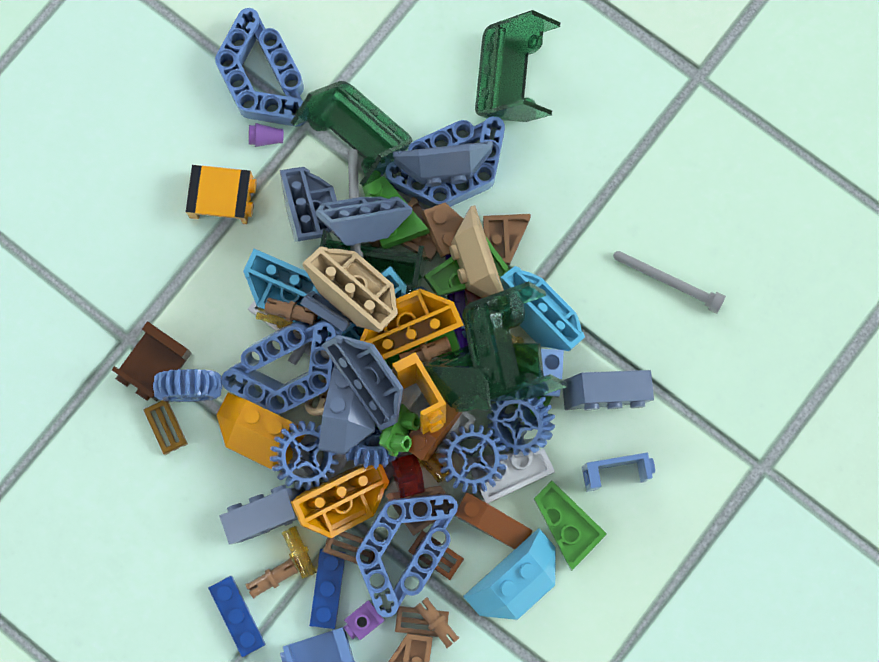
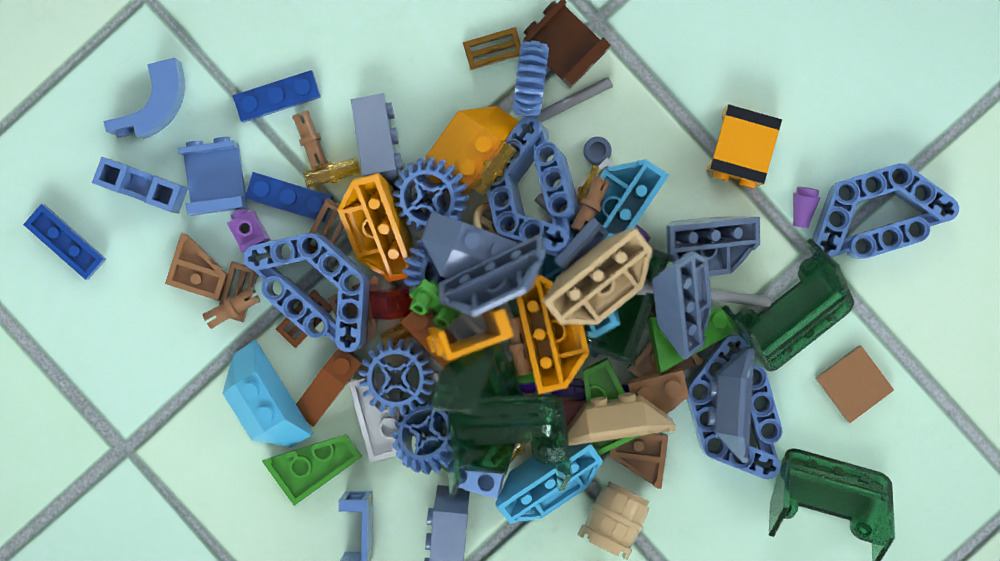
camera: 100 degrees right, 10 degrees up
(200, 345) = (575, 99): none -> light grey bar
(243, 319) = (597, 150): none -> sand blue tile
(272, 403) = (493, 168): none -> clear yellow pin
(411, 69) = (854, 384): none -> medium nougat tile
(564, 247) = (615, 520): none -> tan piece

